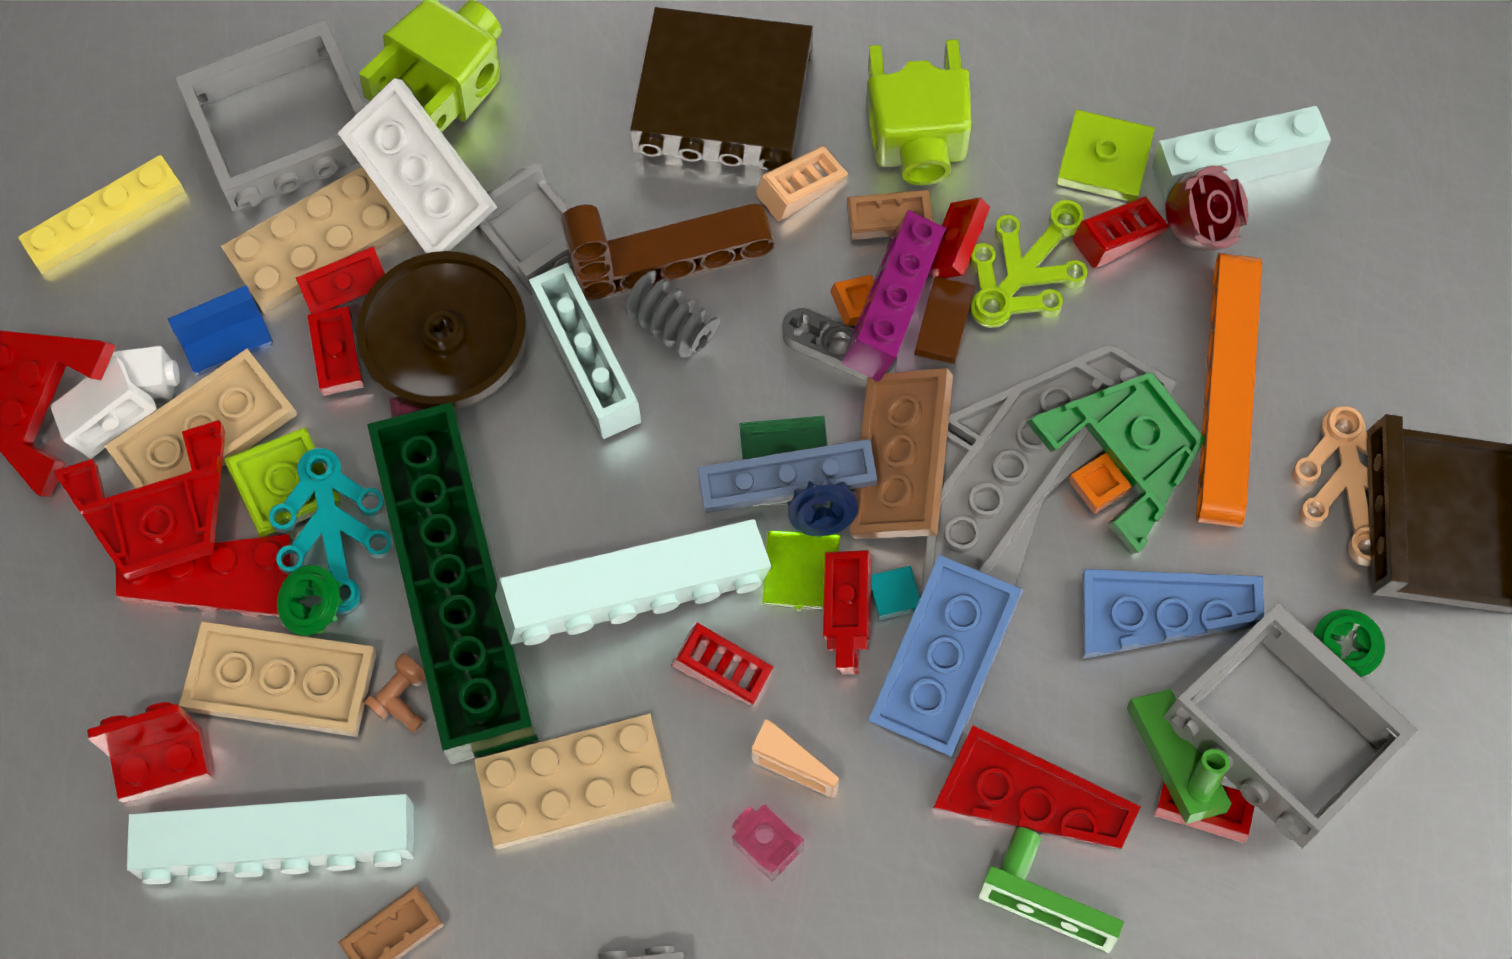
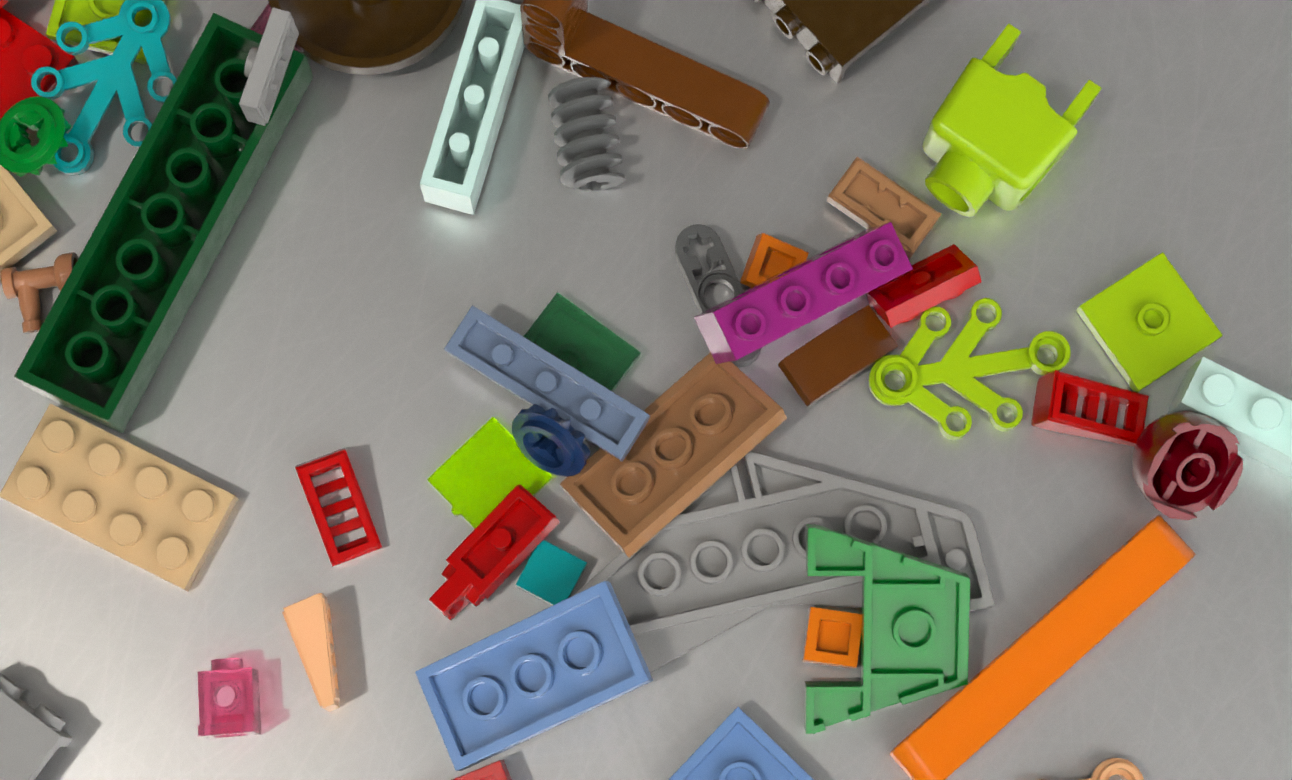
camera: 35 degrees right, 10 degrees up
(436, 422) = (267, 66): none -> light grey plate
(632, 582) = (314, 364): light aqua brick -> none
(780, 196) = (792, 115): light nougat slope -> none

